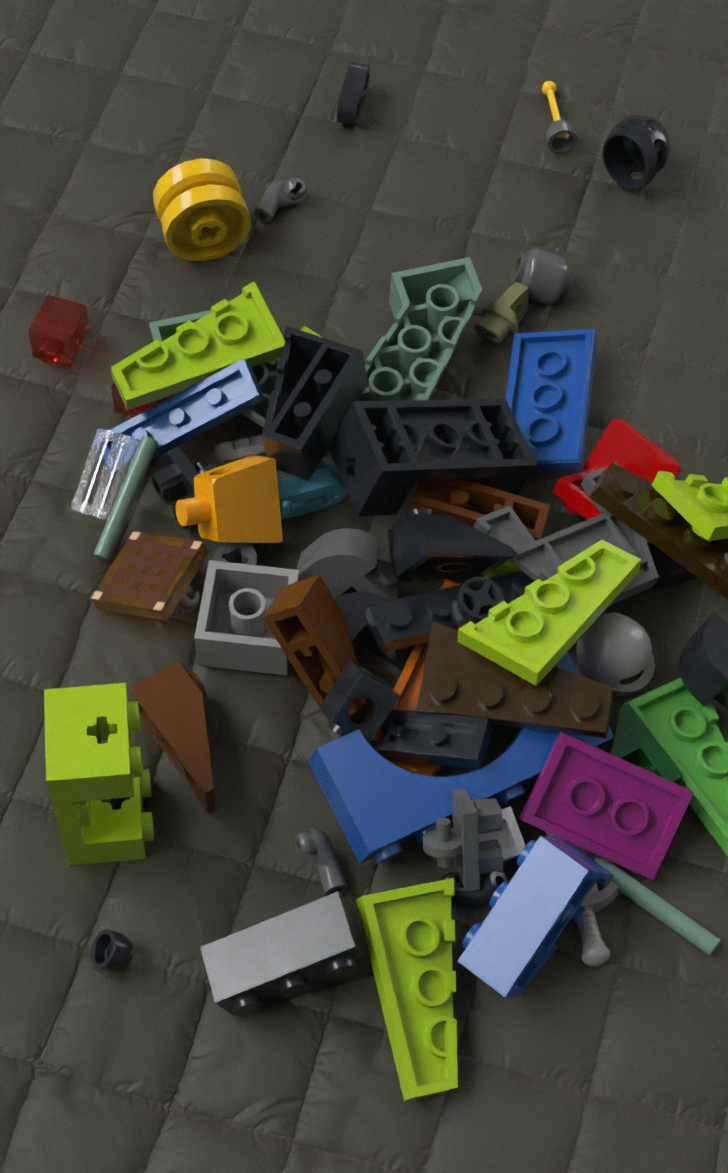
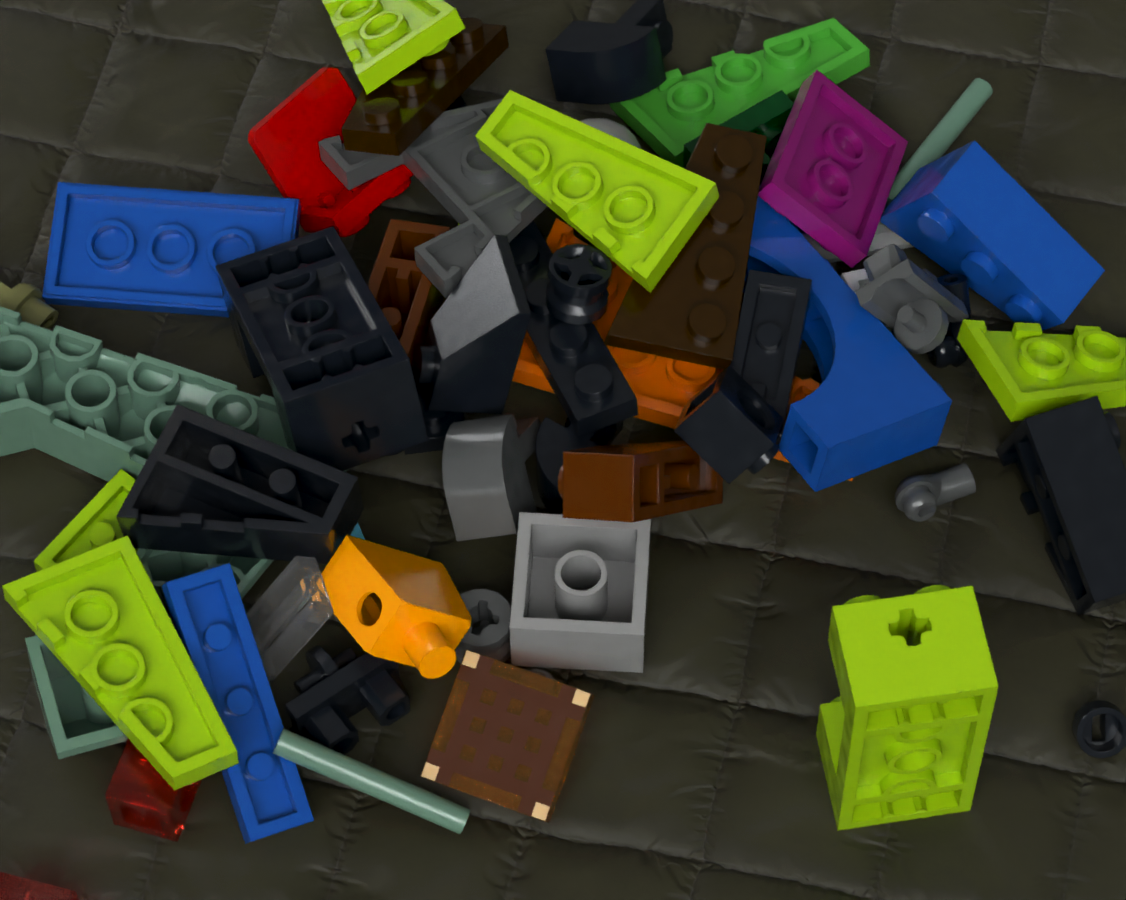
camera: 90 degrees left, 0 degrees up
(91, 467) = (318, 840): clear tile -> none
(175, 716) = (747, 675): reddish brown slope -> none

